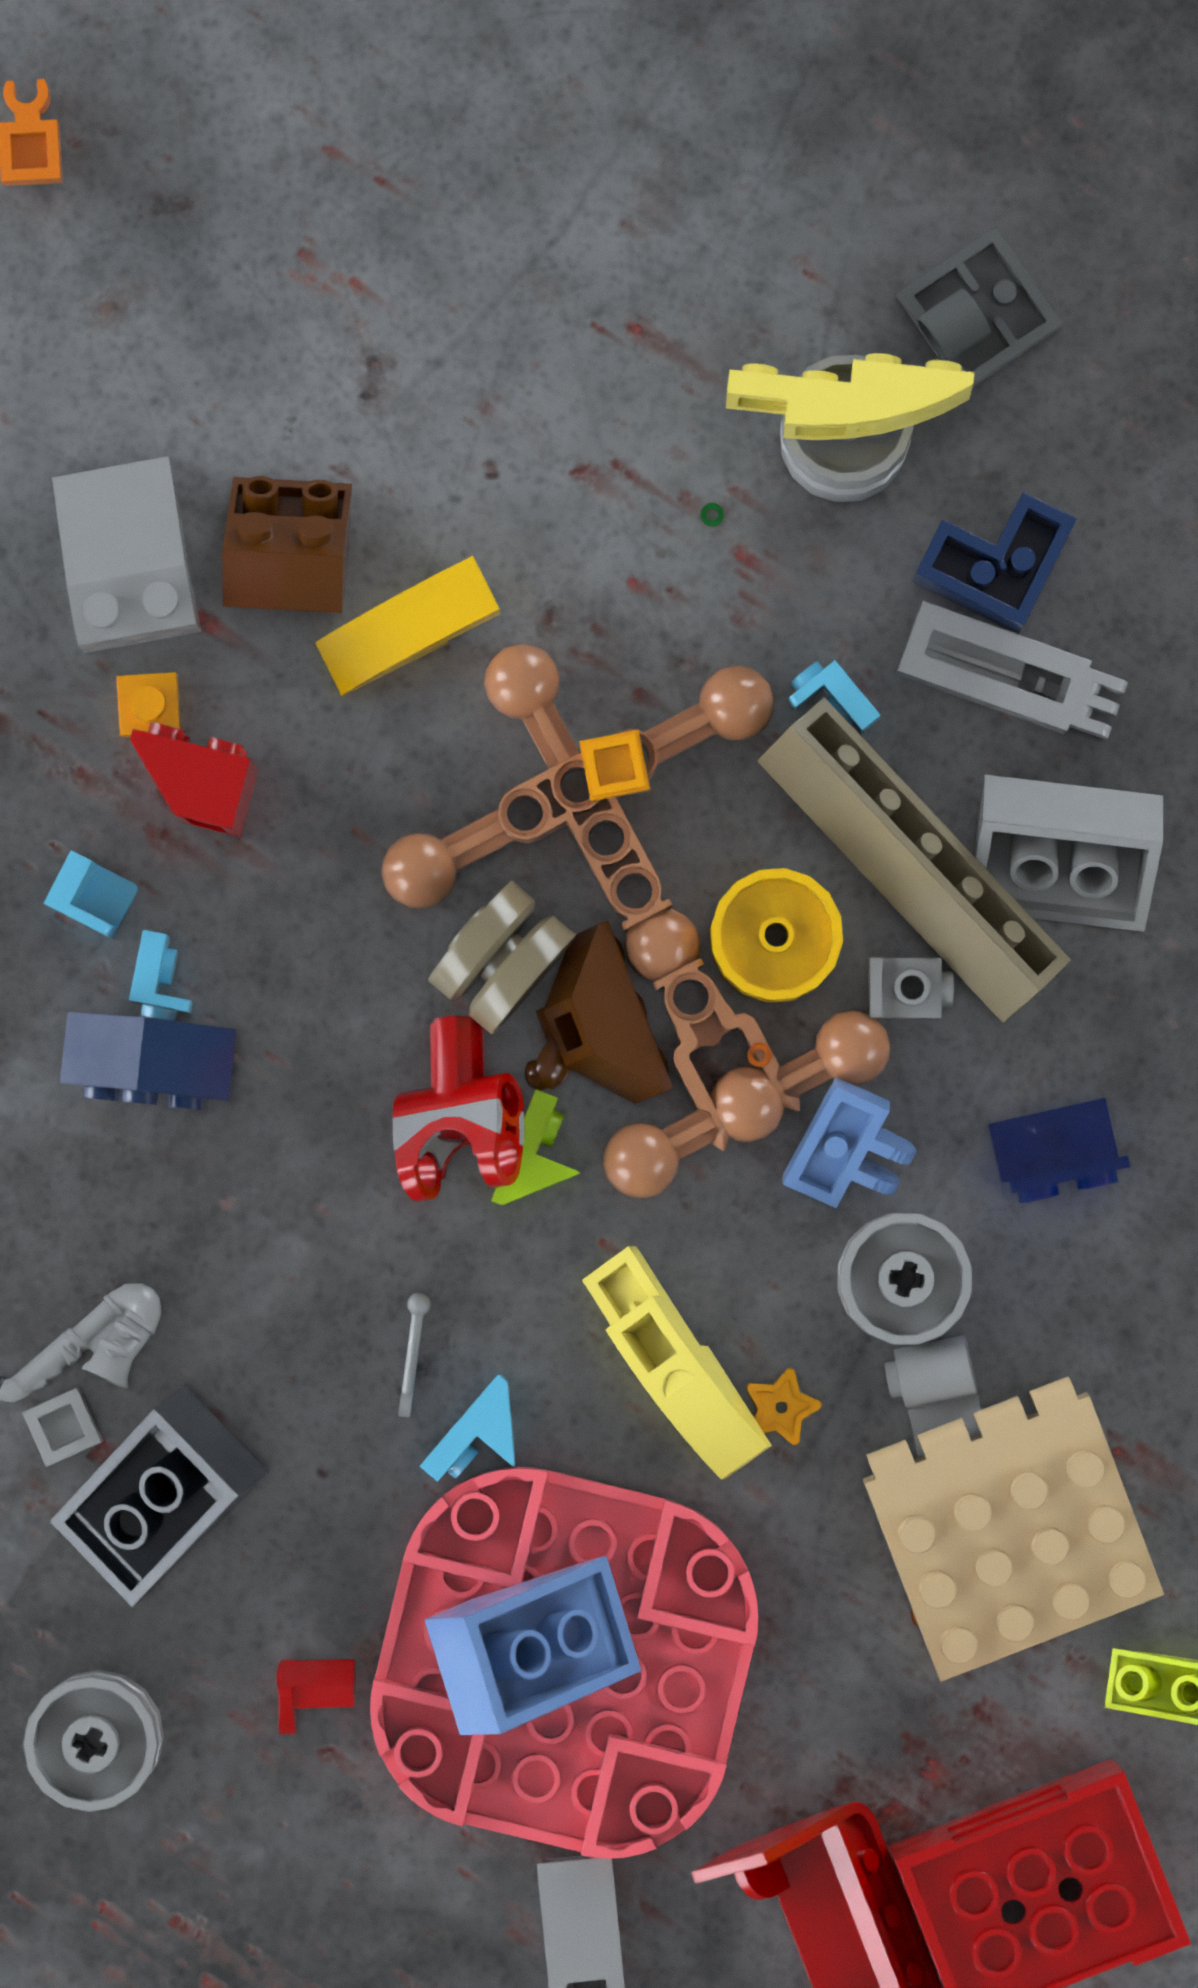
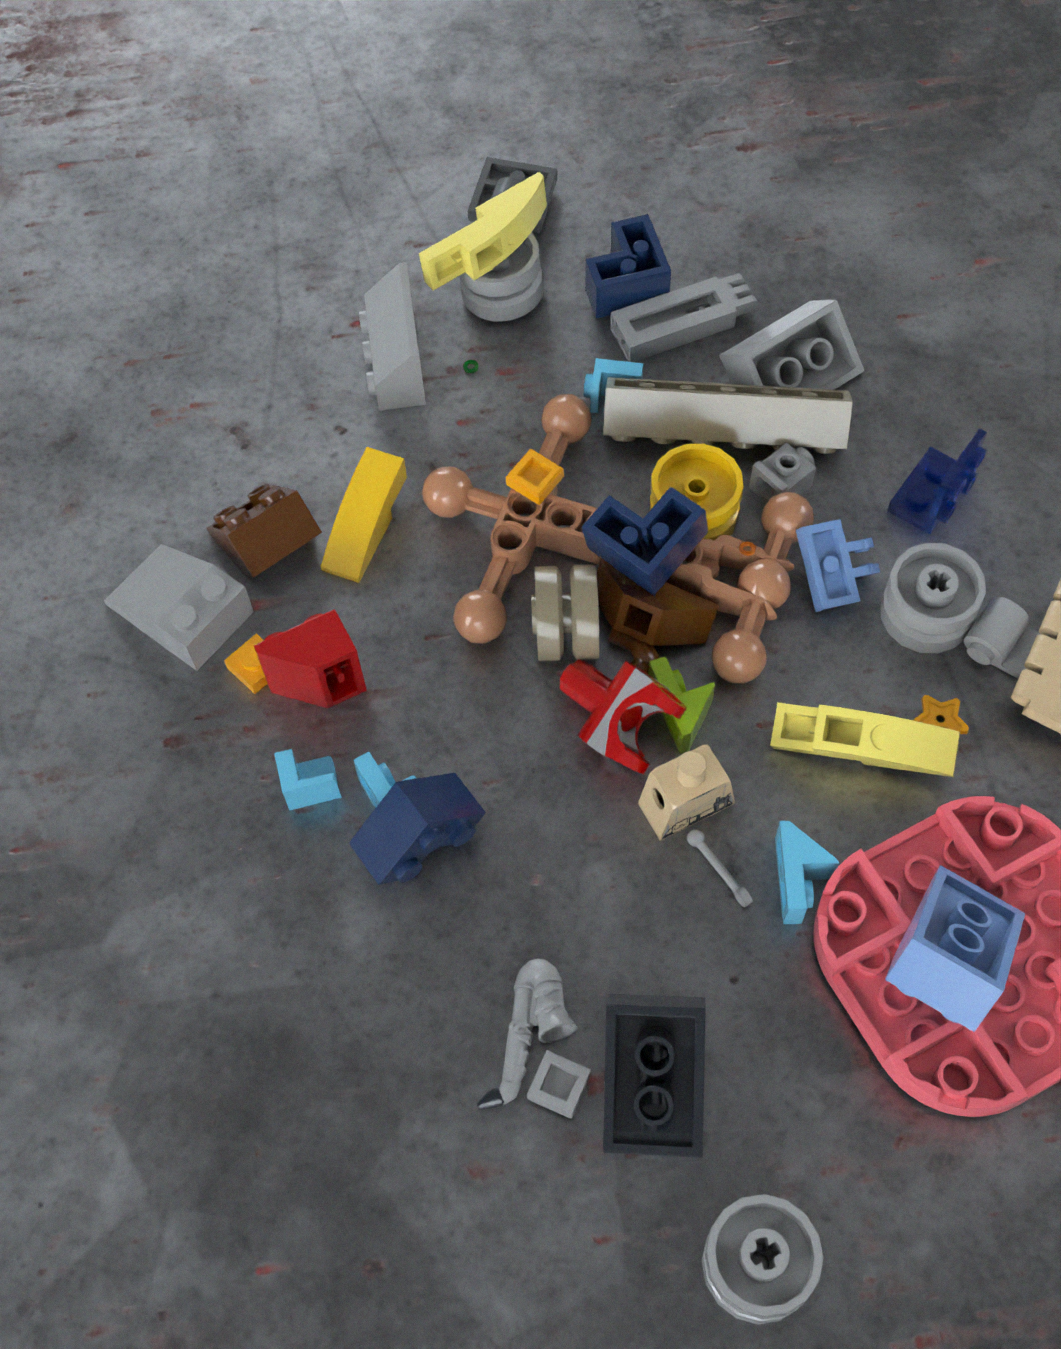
camera: 40 degrees left, 25 degrees down
(312, 1686) = (852, 1103): red tile -> none
(446, 1259) = (691, 791): none -> tan torso
(628, 974) = (650, 546): none -> dark blue brick
(634, 420) = (392, 342): none -> light grey slope

